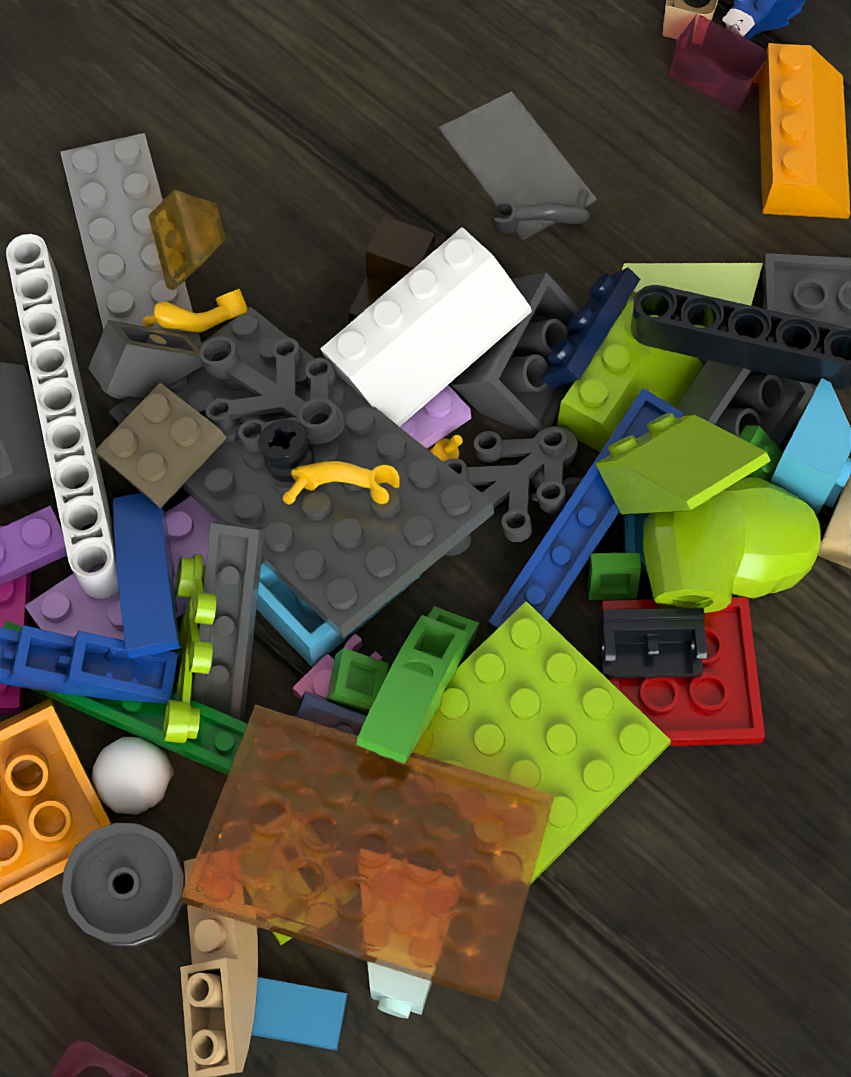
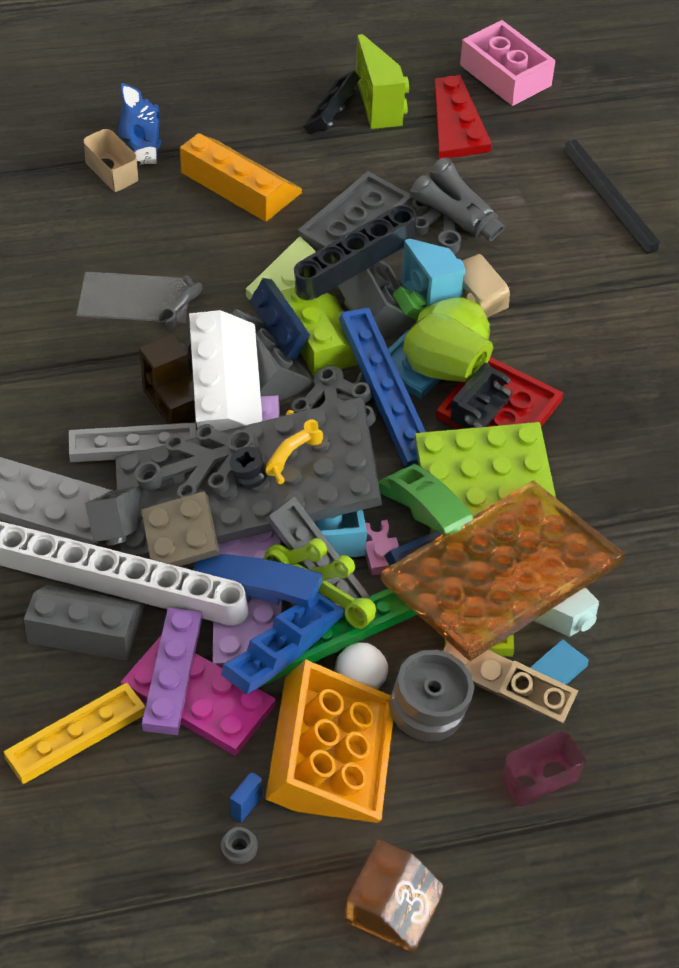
camera: 55 degrees left, 15 degrees down
(178, 318) = (106, 467): yellow piece -> none
(185, 234) = (47, 455): clear yellow slope -> none
(275, 295) = (112, 442): none -> light grey plate
(356, 680) = (399, 530): bright green plate -> none
(614, 576) = (426, 397): bright green plate -> none
(676, 465) = (407, 317): lime slope -> none
(702, 60) = (163, 177): clear pink piece -> none

